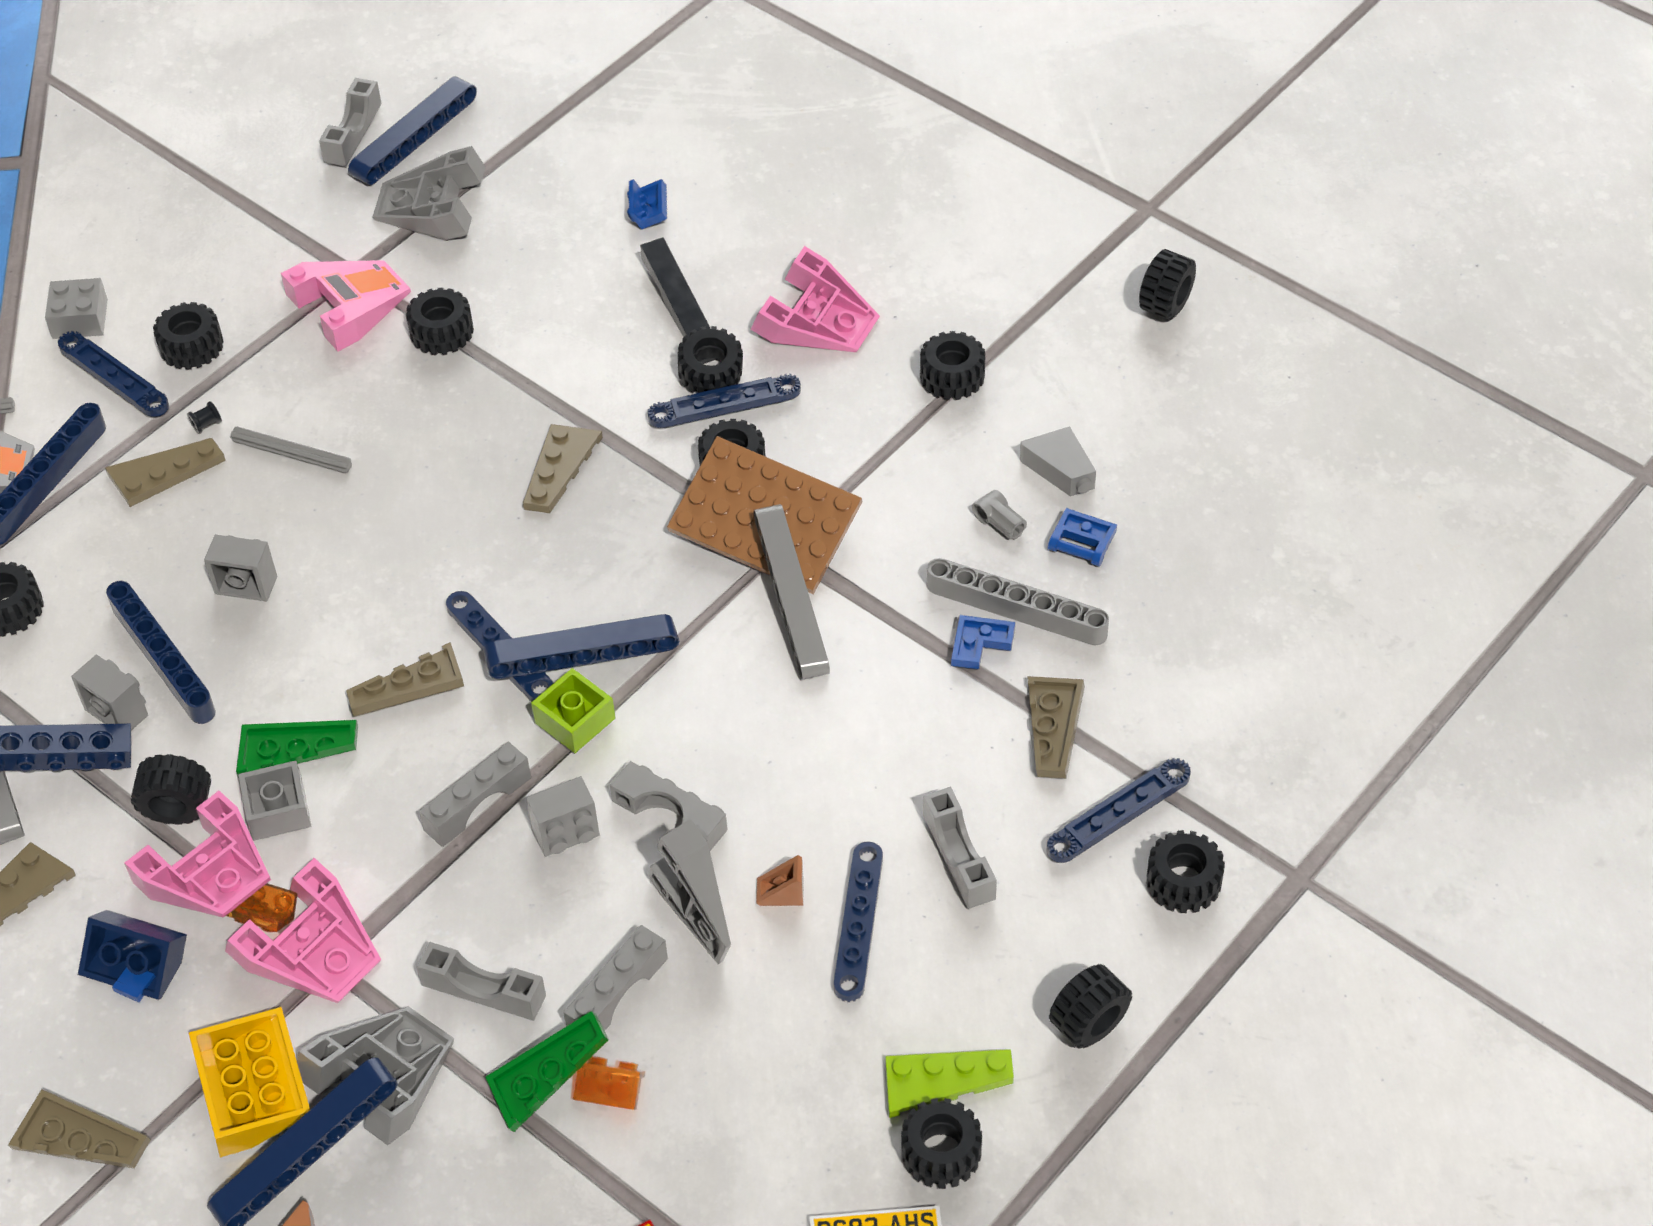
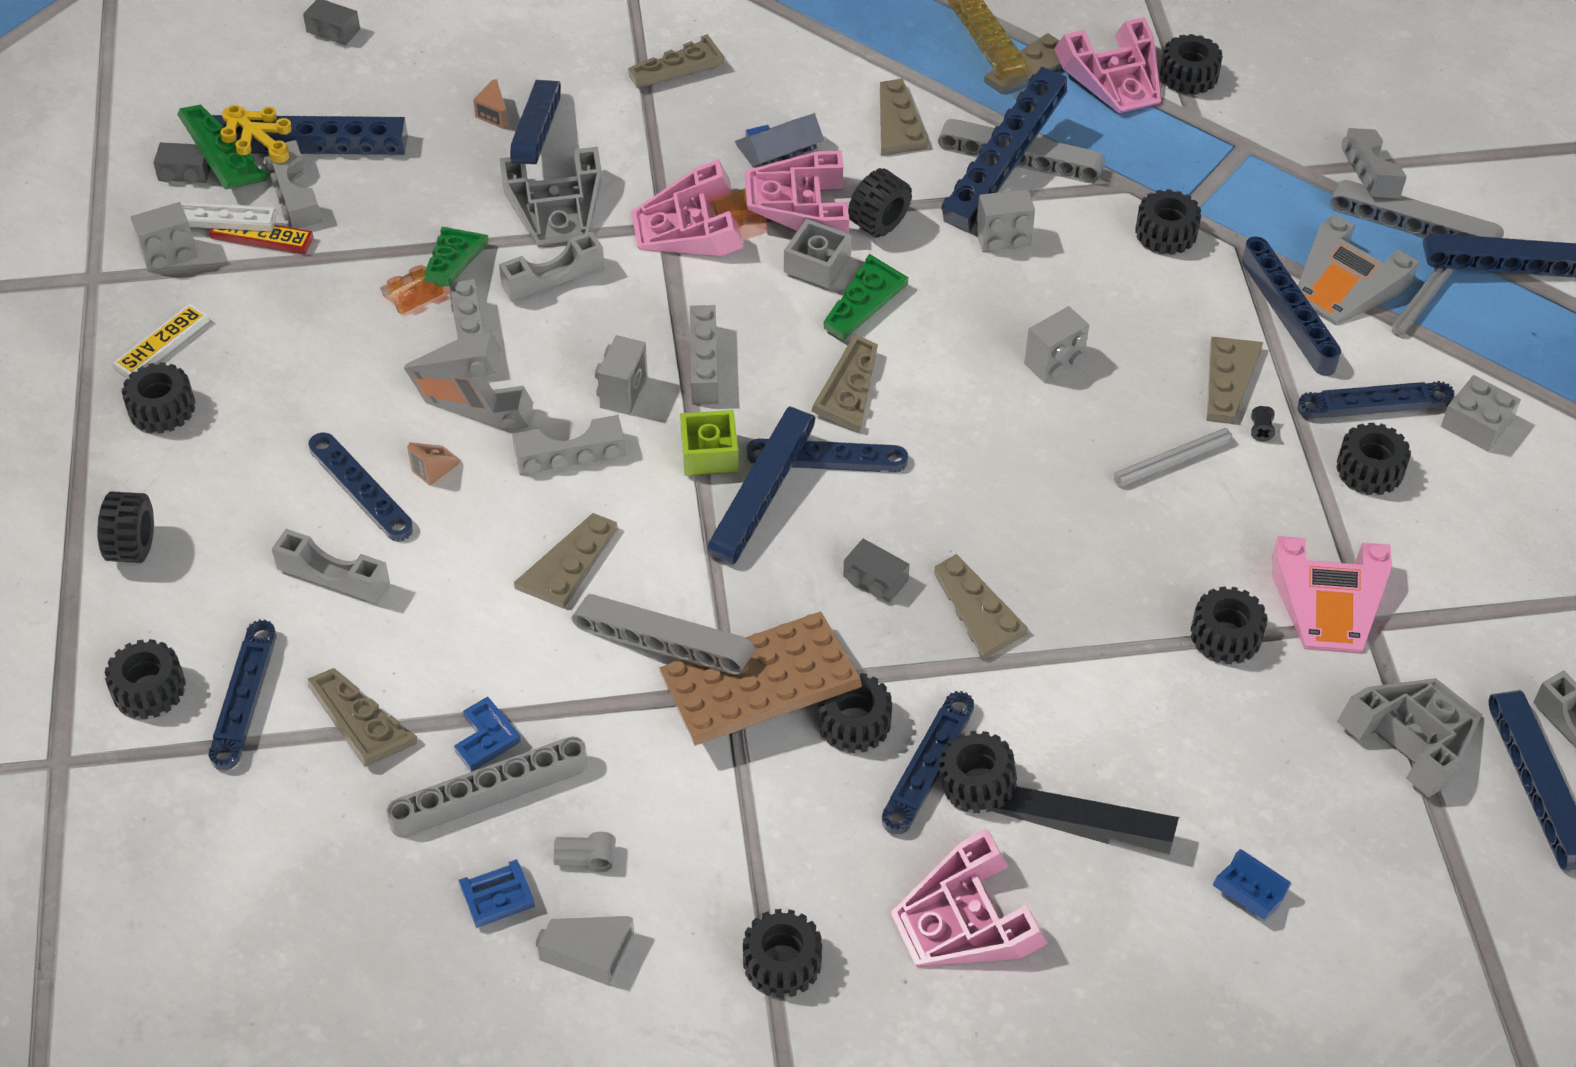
camera: 130 degrees right, 0 degrees up
(161, 652) = (1029, 275): dark blue beam -> none
(249, 1079) = (618, 128): yellow slope -> none
(590, 532) = (876, 570): none -> dark grey brick
(788, 718) = (567, 564): none -> dark tan wing
(944, 1075) = (202, 442): lime wing -> none

